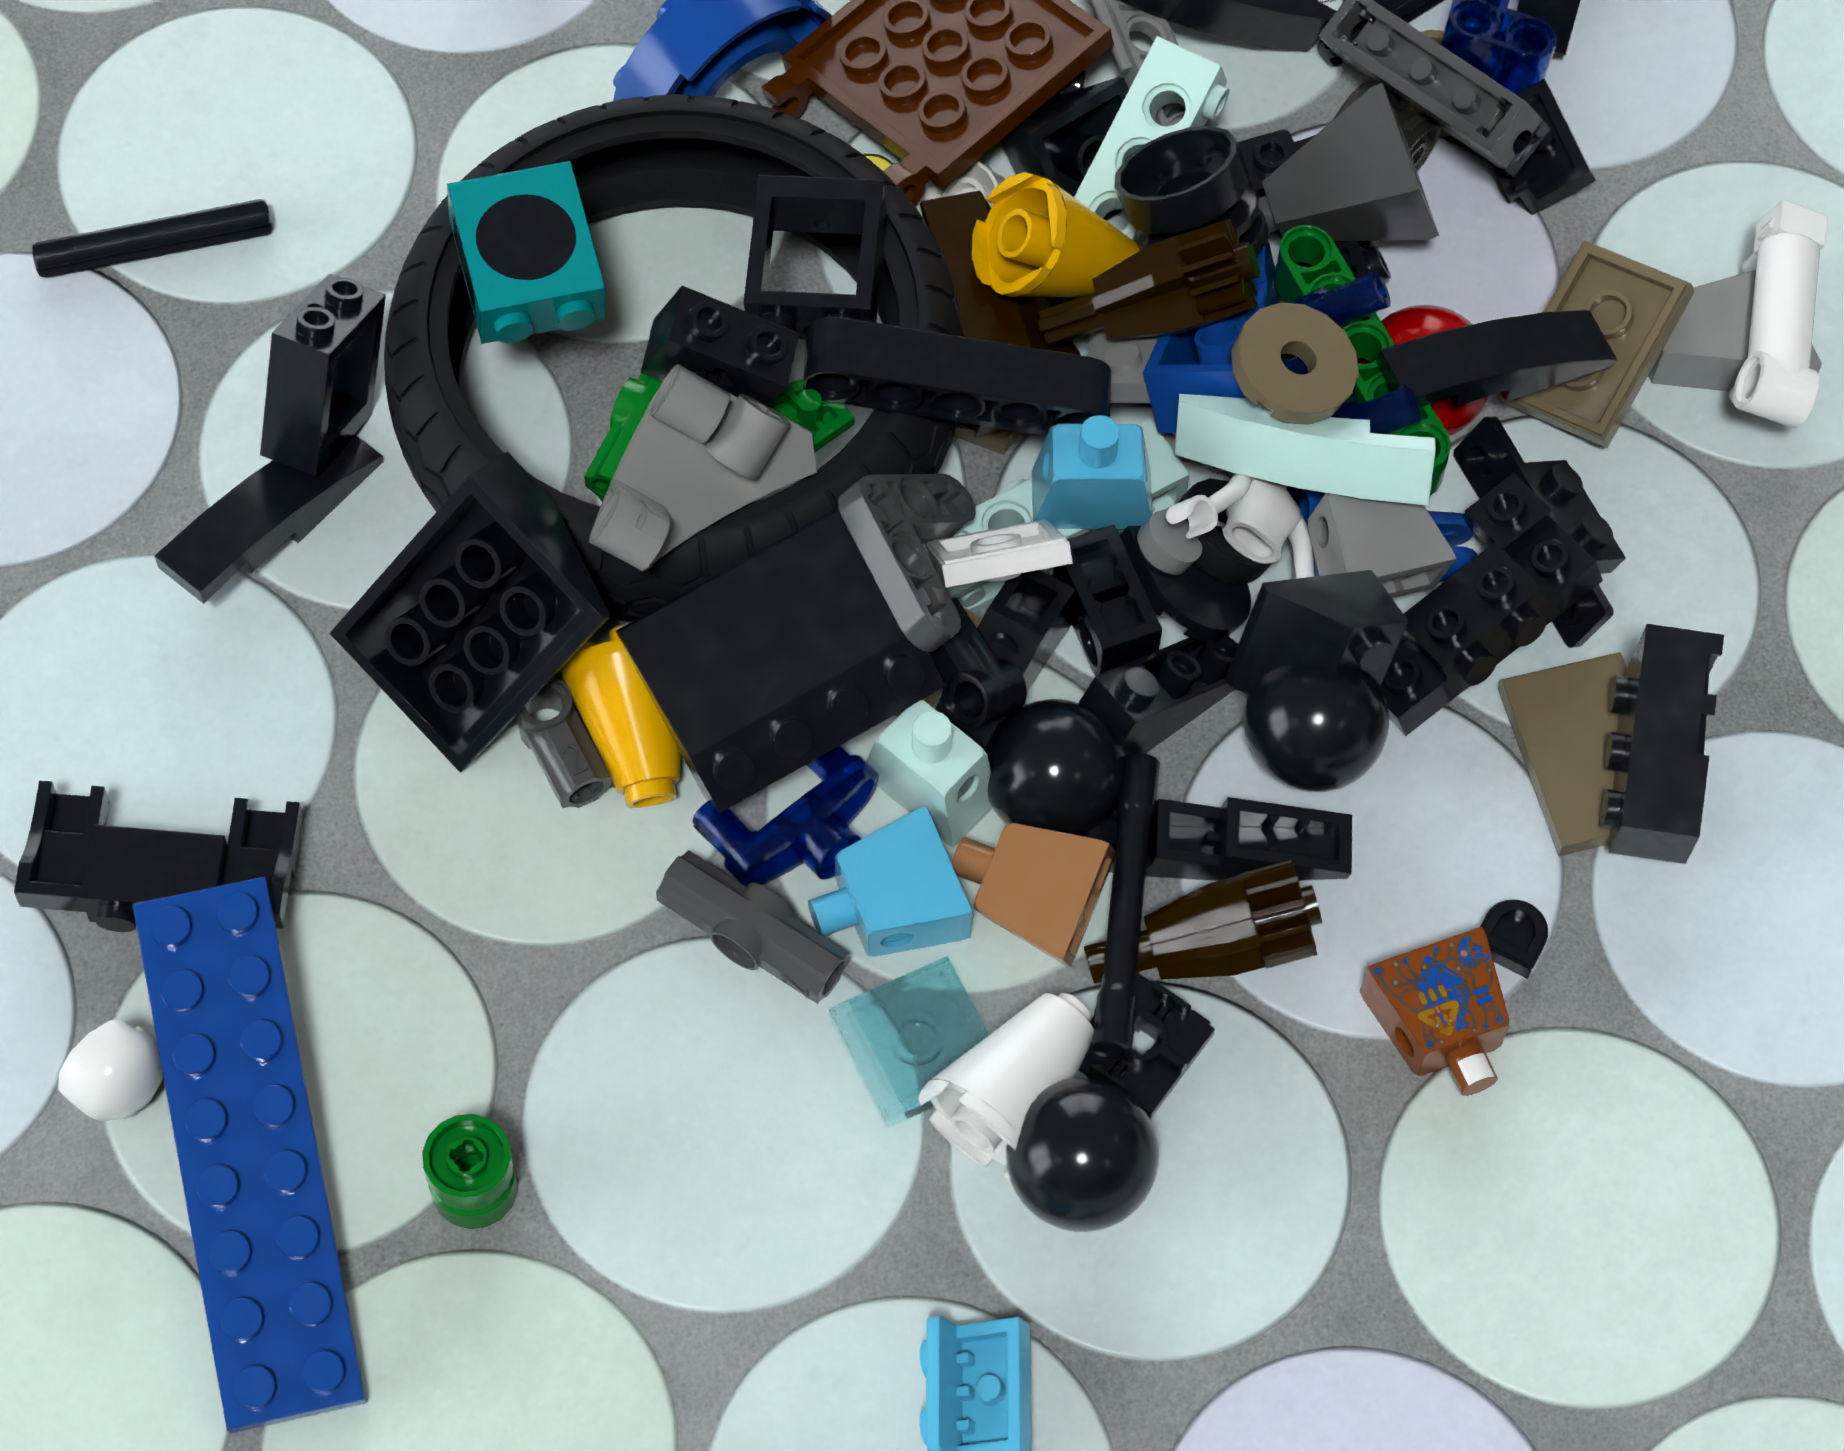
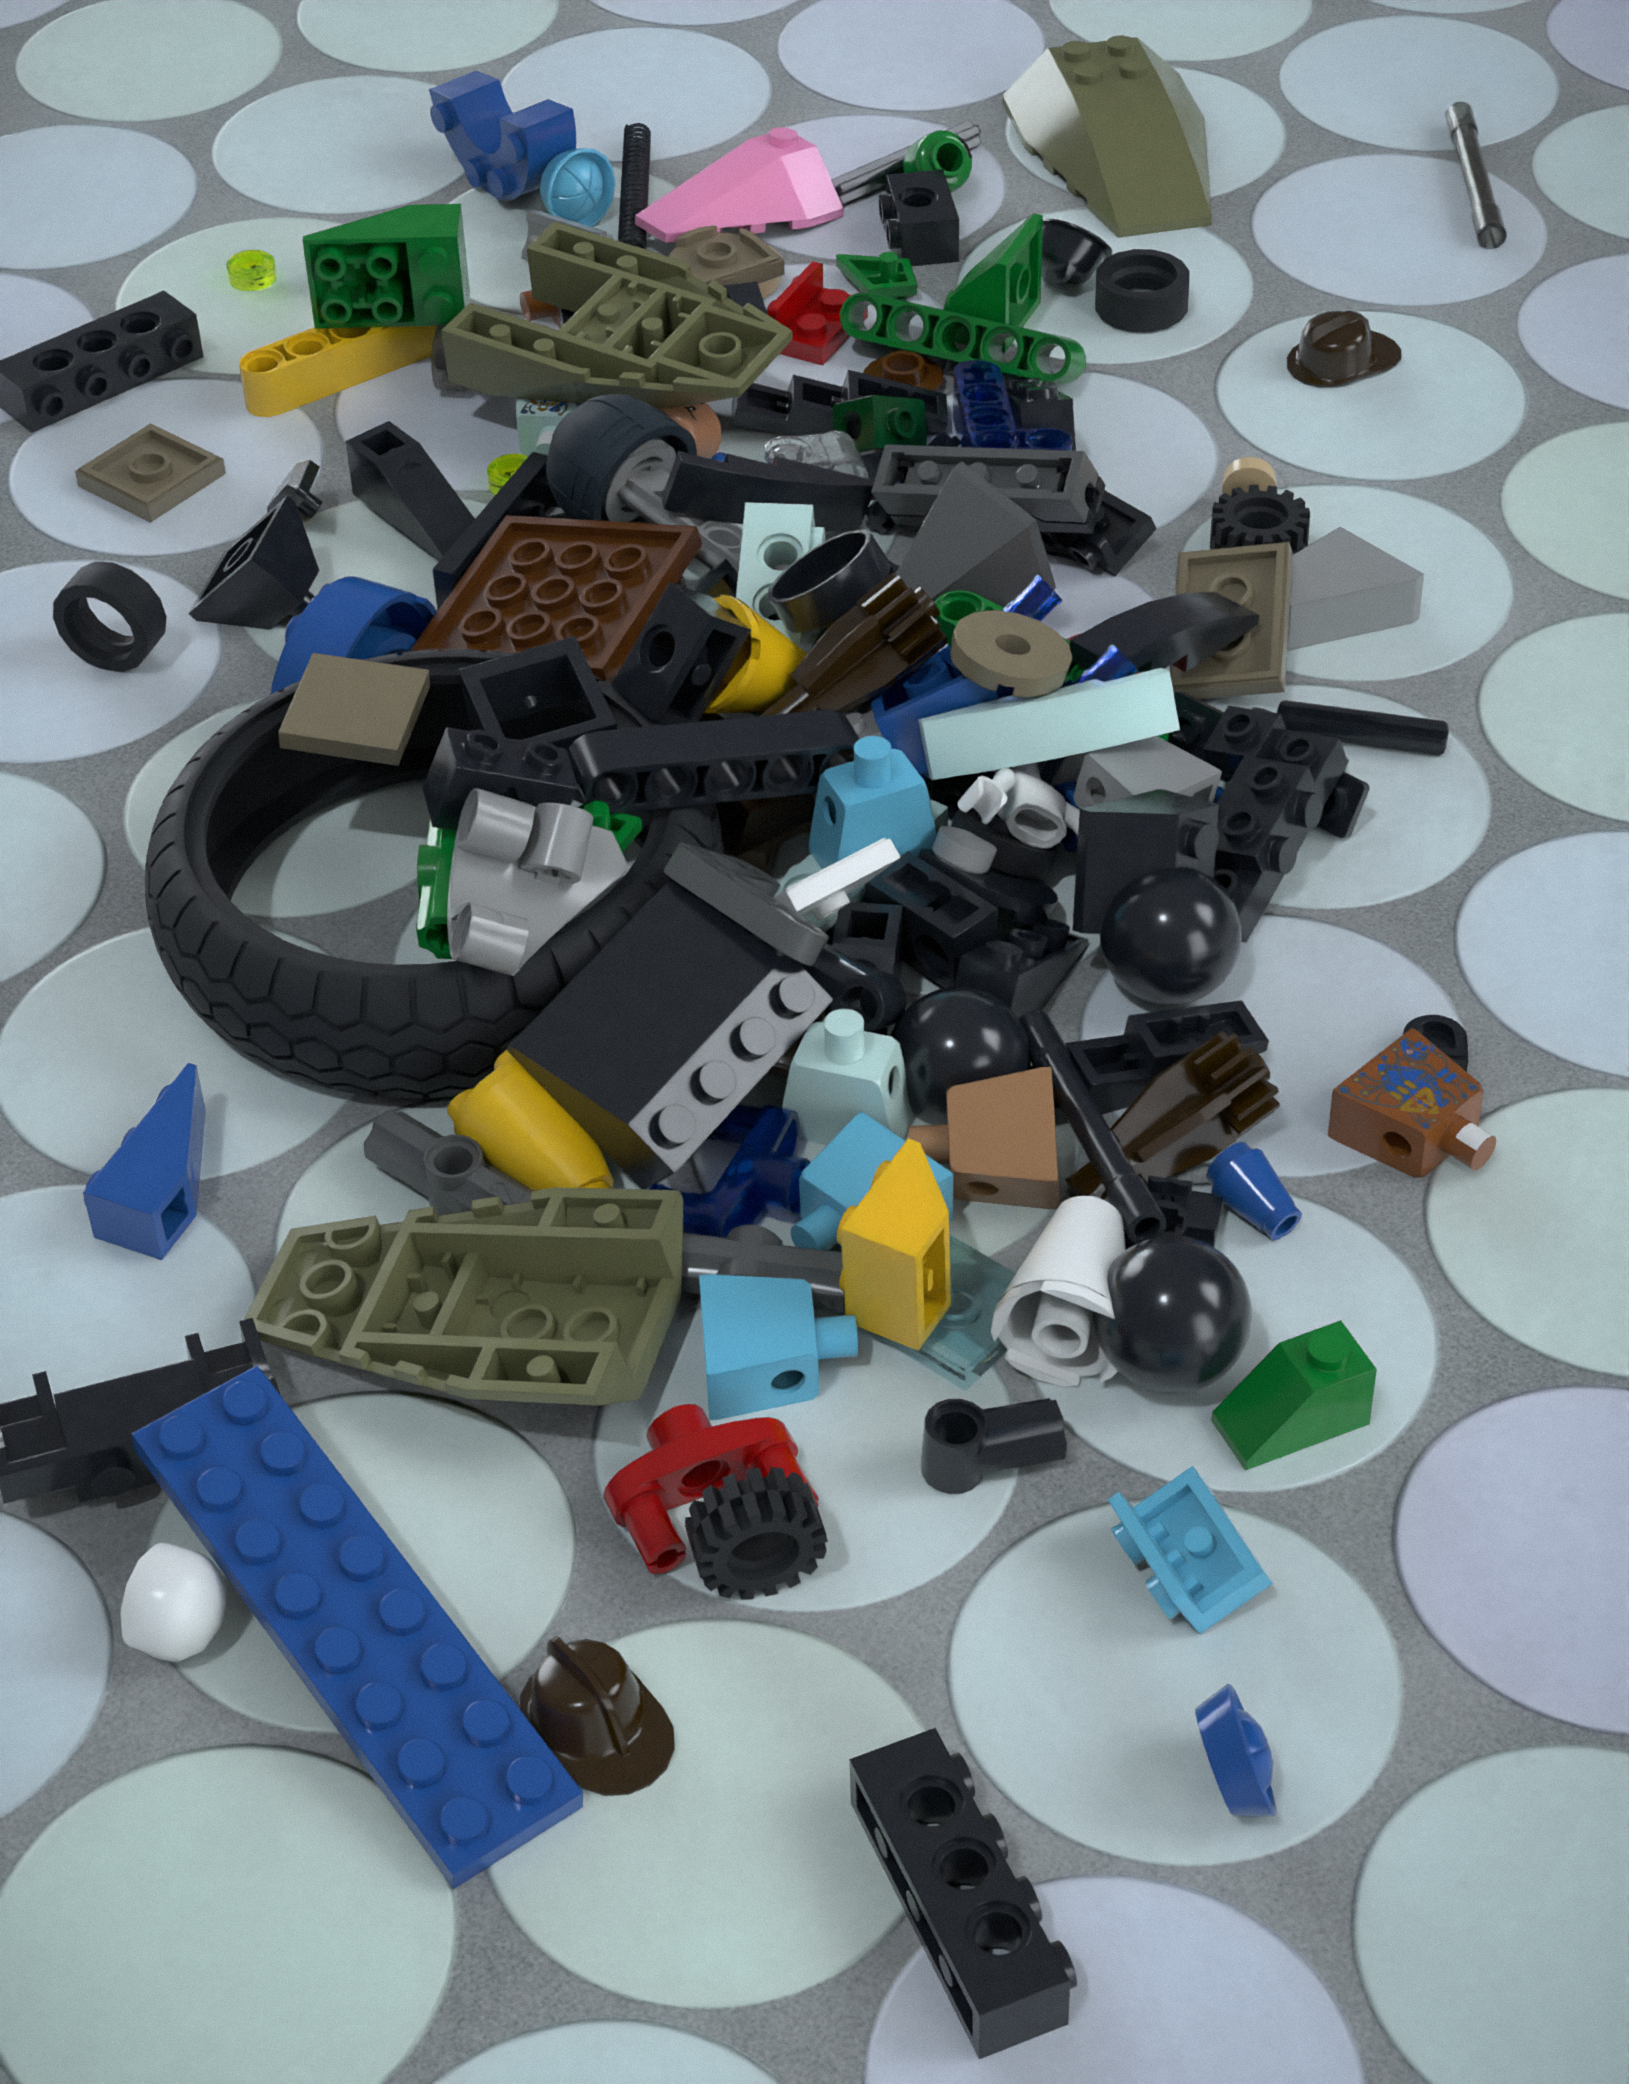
camera: 20 degrees left, 20 degrees down
(260, 517) = (94, 1117): black slope -> none
(290, 600) = (153, 1179): none -> blue slope
(322, 374) = (106, 974): black window -> none
(414, 1328) = (598, 1718): none -> dark brown piece
(470, 1171) = (588, 1552): green wheel -> none
(476, 611) = (357, 1086): black slope -> none
(504, 871) = (489, 1301): none -> olive wedge
(526, 253) = (269, 795): teal brick -> none
(607, 1110) = (683, 1462): none -> red connector
(613, 1219) = (756, 1533): none -> black tyre
(657, 166) = (354, 709): none -> dark tan tile
(726, 1012) = (766, 1342): none -> medium azure torso
(870, 985) = (898, 1251): none -> yellow slope
(879, 1203) = (970, 1441): none -> black piece
(982, 234) = (680, 656): none -> black brick
(1157, 1277) = (1298, 1397): none -> green slope
(1247, 1033) = (1253, 1190): none -> blue cone
(1563, 737) = (1411, 900): dark tan tile -> none
(1660, 744) = (1471, 850): black wedge -> none
(1663, 521) = (1367, 727): none -> black axle
(1706, 194) = (1259, 519): none -> black tyre
(1725, 156) = (1248, 472): none -> tan tile
(1777, 372) = (1392, 571): white piece -> none

